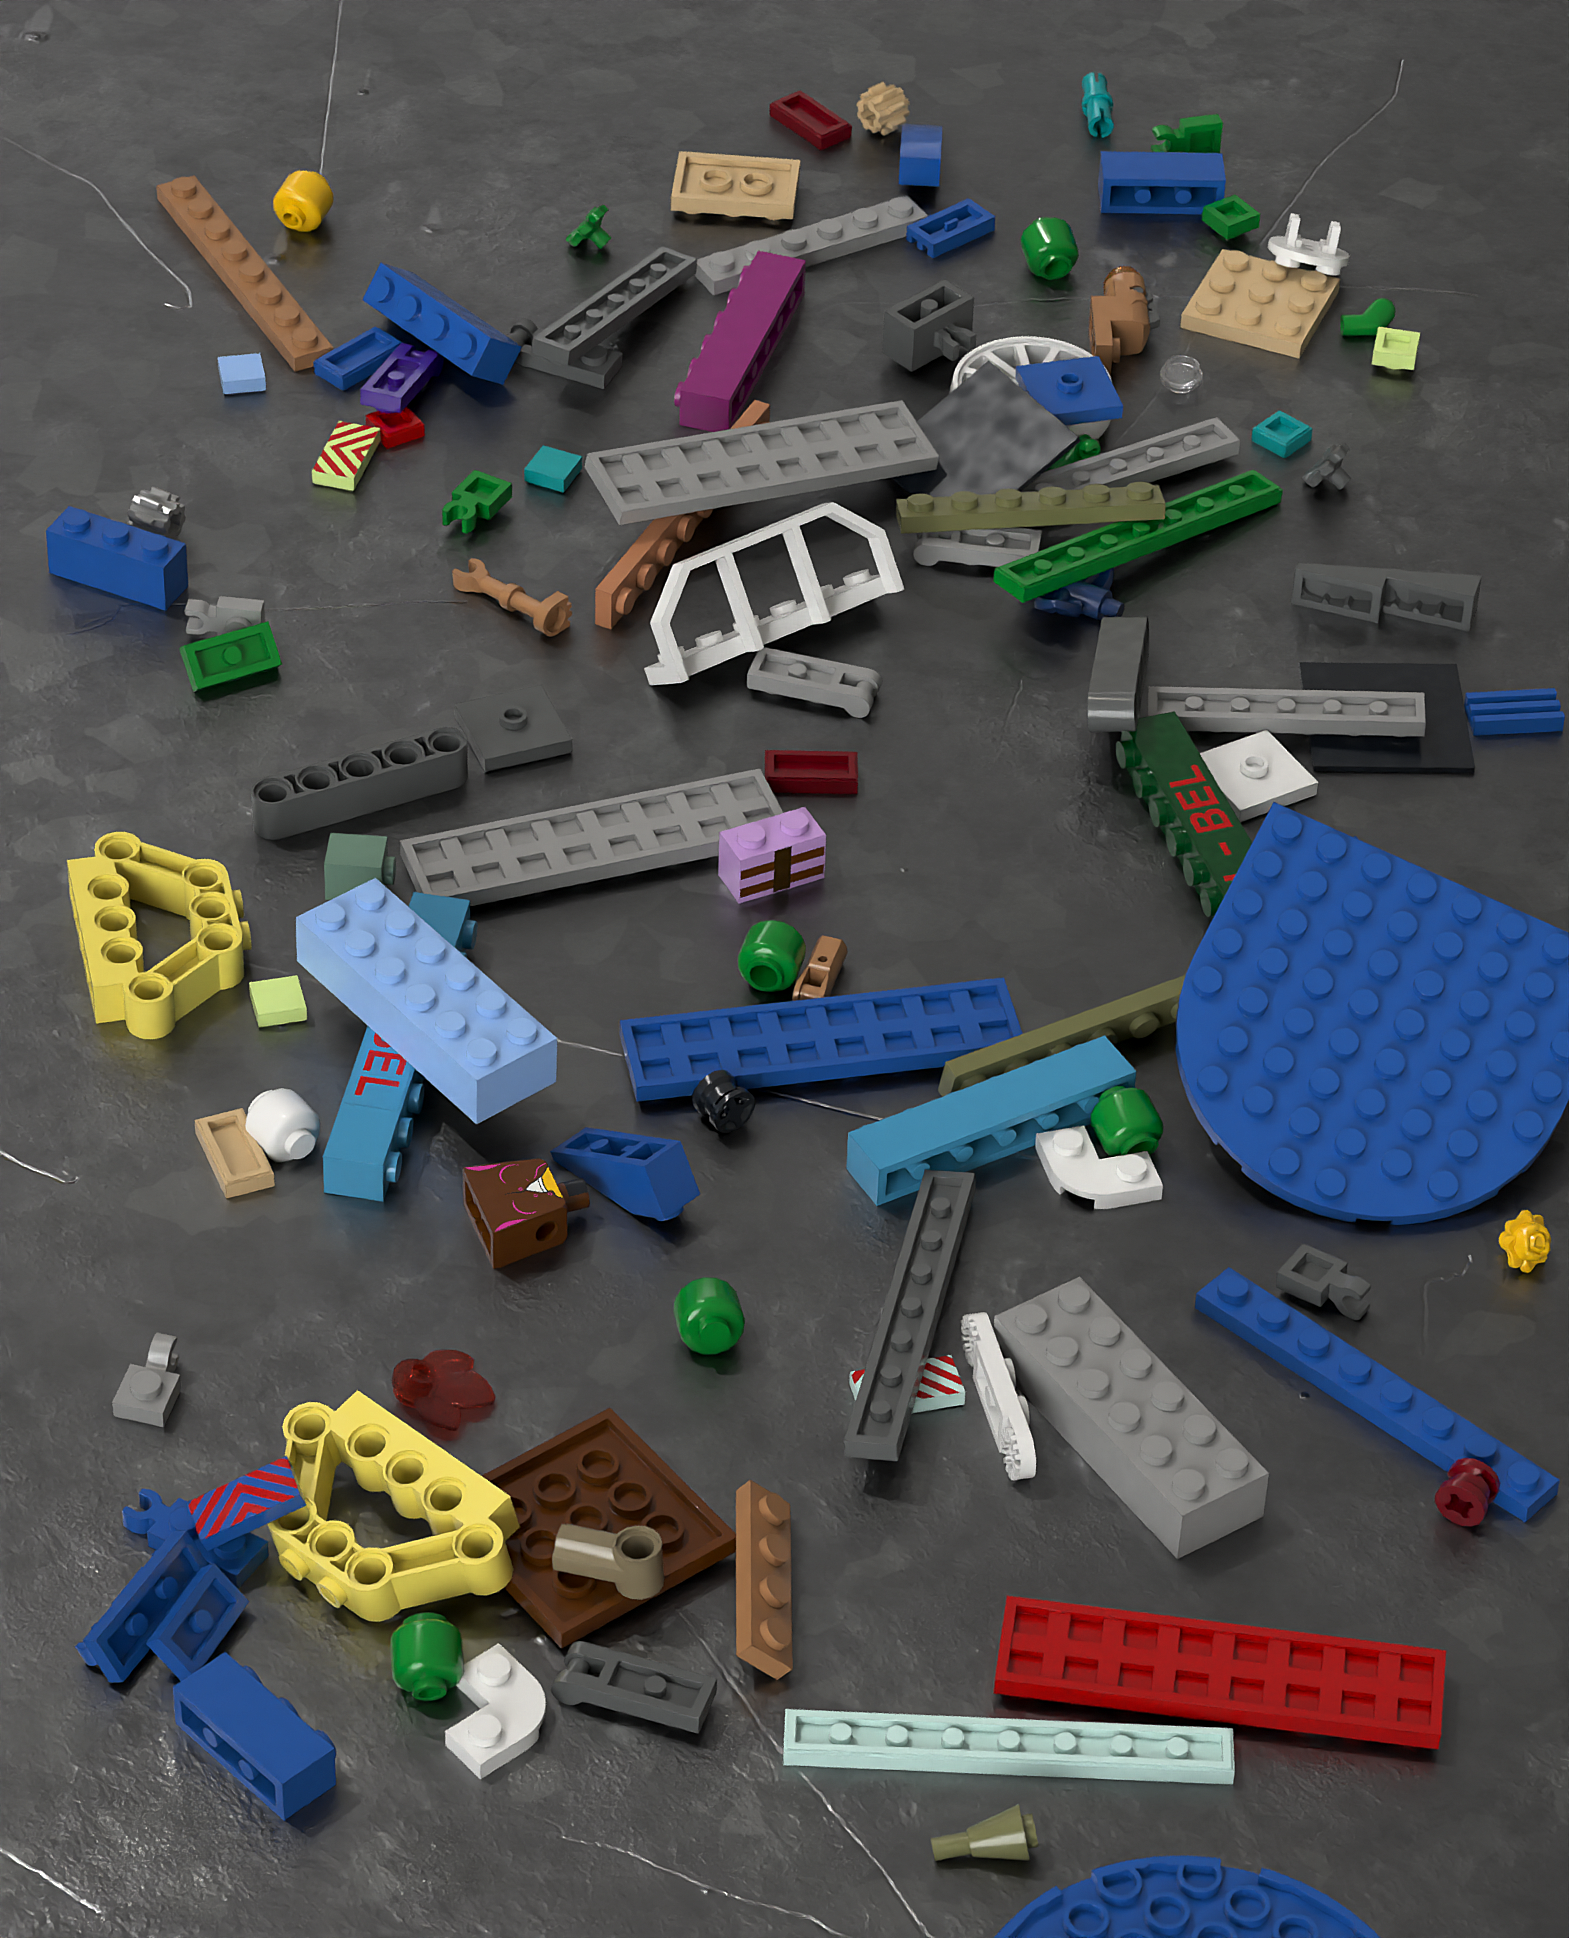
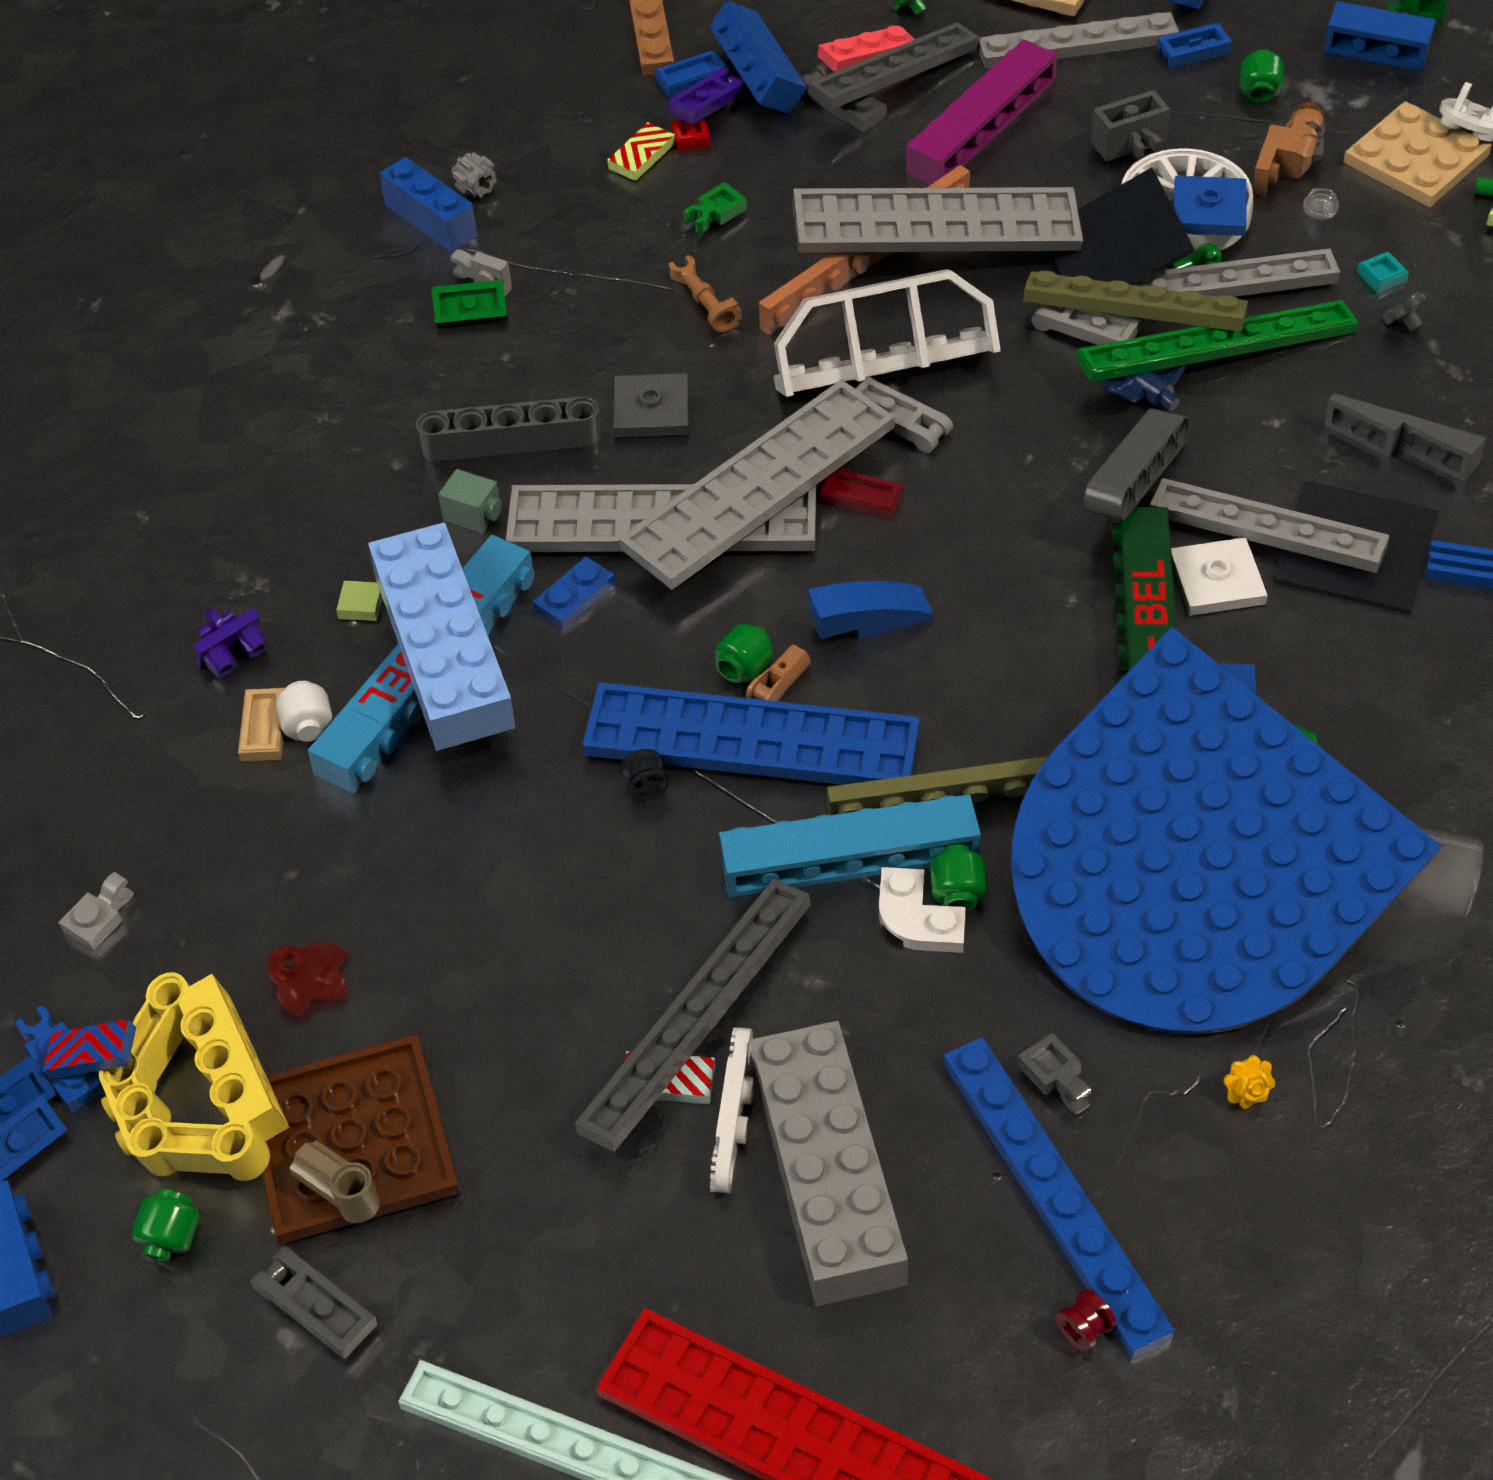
camera: 25 degrees right, 10 degrees up
(108, 932) = (258, 523): light yellow brick -> none
(139, 1068) = (223, 635): none -> dark purple hips
(241, 373) = (599, 70): light blue tile -> none
(508, 1716) = (204, 1302): white plate -> none
(519, 1207) = (441, 831): reddish brown torso -> none
(531, 941) = (574, 593): none -> blue plate
(553, 468) = (781, 190): teal tile -> none
(562, 294) = (858, 48): none -> coral plate
(633, 1170) = (542, 819): blue slope -> none
(697, 779) = (756, 484): none -> light grey plate
(709, 1315) = (536, 969): green head -> none
(763, 1580) = (460, 1231): medium nougat plate -> none
(771, 855) = (787, 562): lavender brick -> none
(883, 884) = (867, 607): none -> blue slope
(1231, 217) = (1424, 74): green plate -> none

